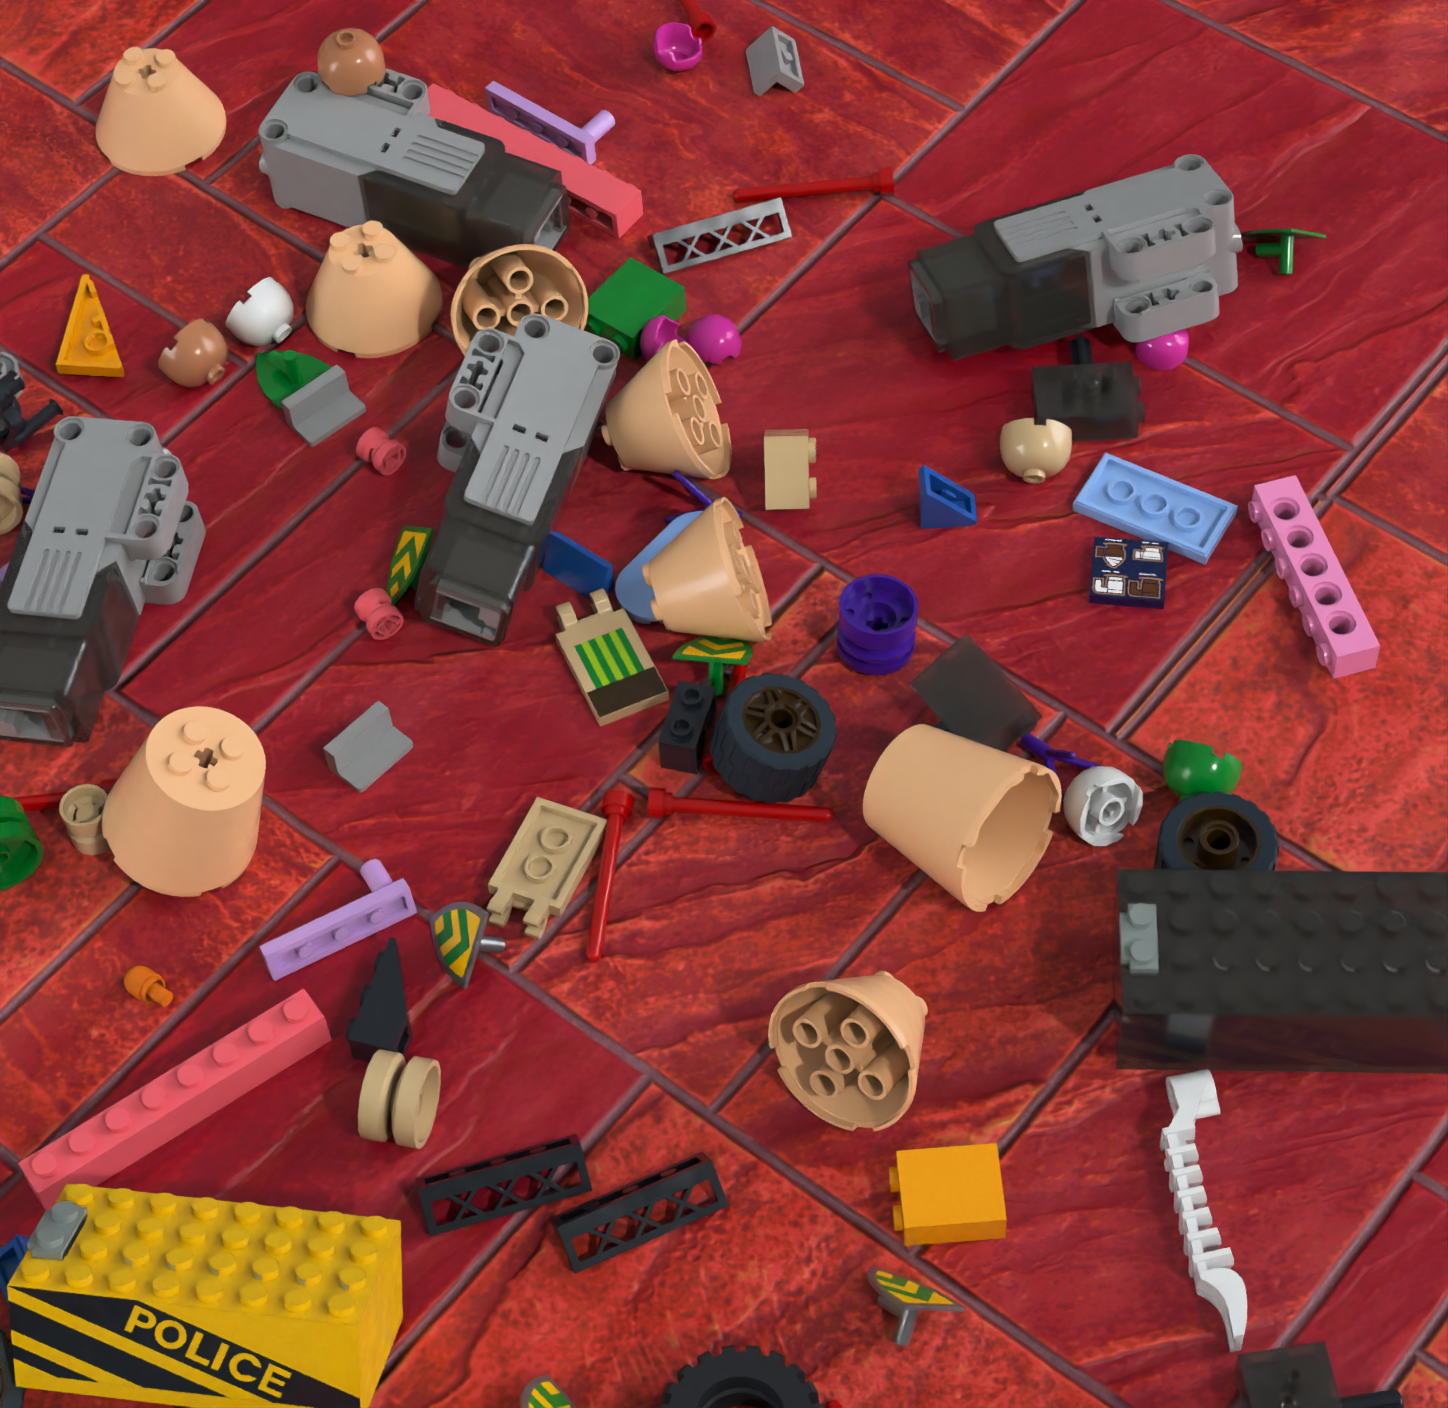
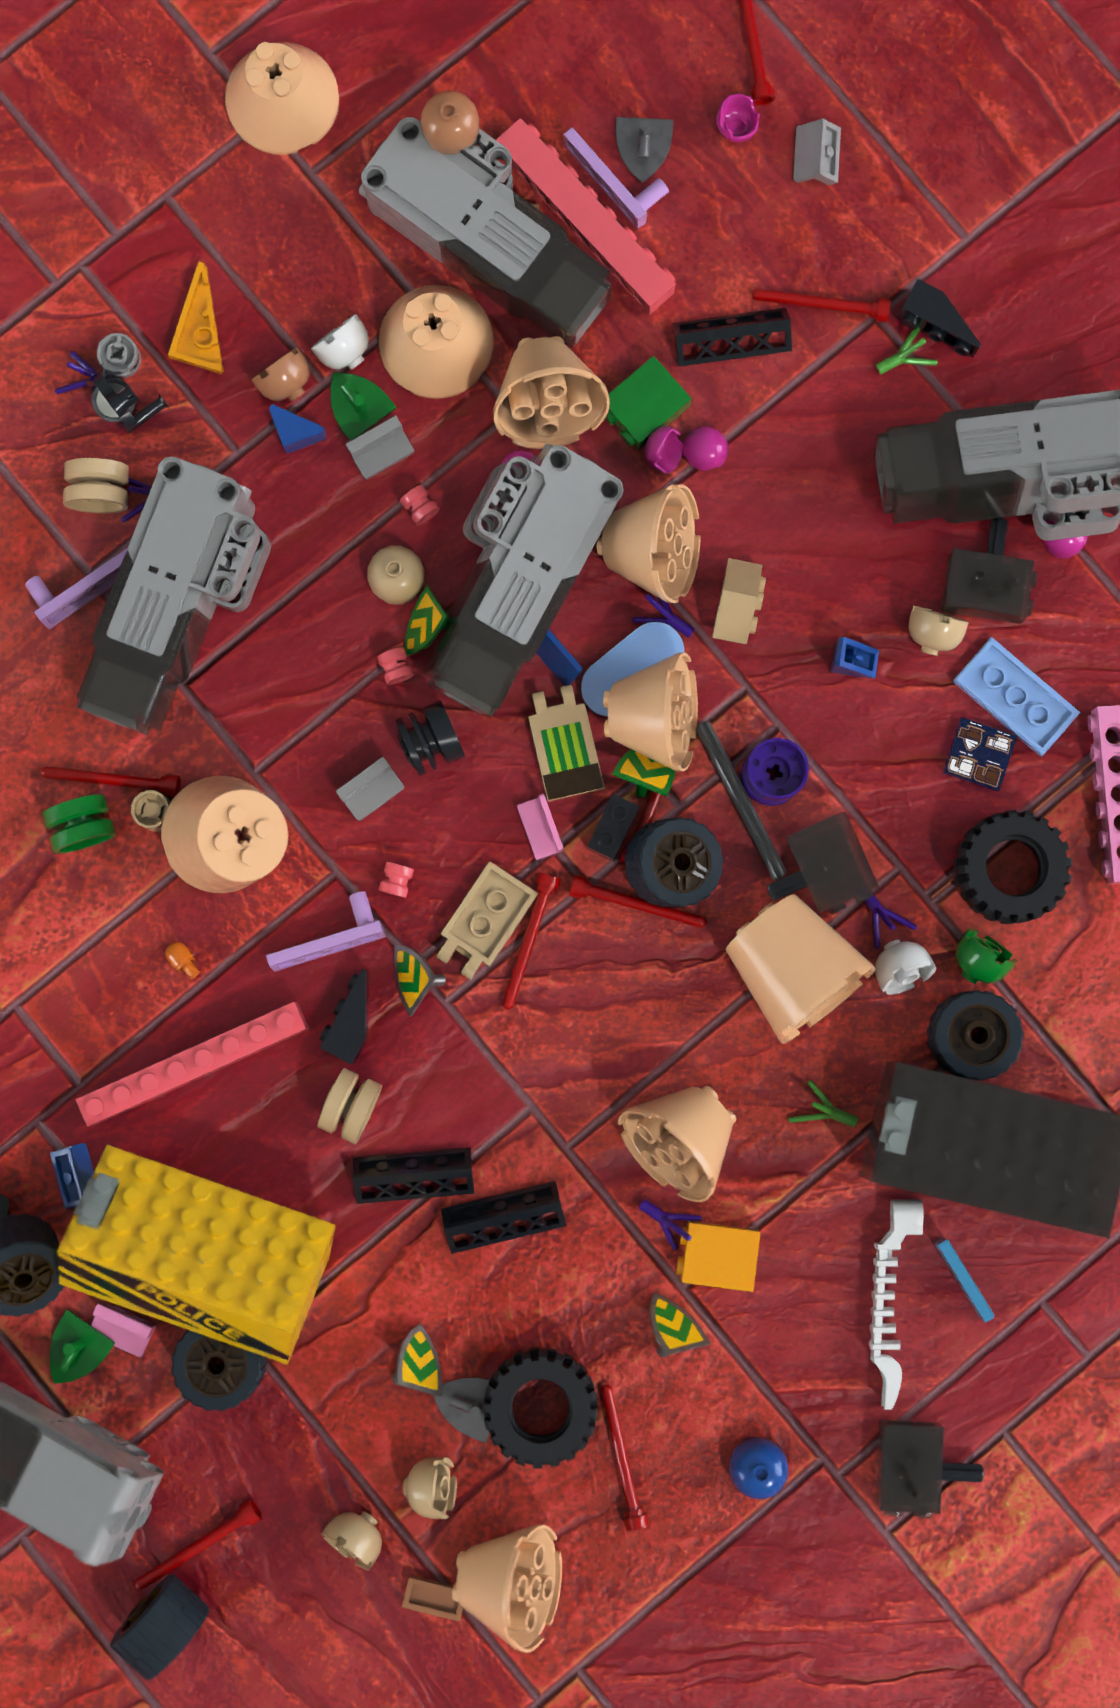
camera: 10 degrees right, 30 degrees up
(220, 407) = (295, 431): none -> blue slope
(363, 524) = (396, 574): none -> tan cylinder
(419, 834) = (396, 879): none -> coral wheel
(440, 667) = (429, 738): none -> black wheel
(579, 93) = (643, 144): none -> flat silver shield
(597, 748) = (540, 828): none -> bright pink panel
(838, 668) = (741, 800): none -> dark grey axle
(859, 1166) = (665, 1222): none -> dark purple plant
(919, 220) = (900, 357): none -> bright green plant
(949, 173) = (937, 317): none -> black slope
(1058, 994) = (830, 1111): none -> bright green plant
(1213, 630) = (1051, 861): none -> black tyre
(1294, 1156) = (964, 1279): none -> dark azure tile

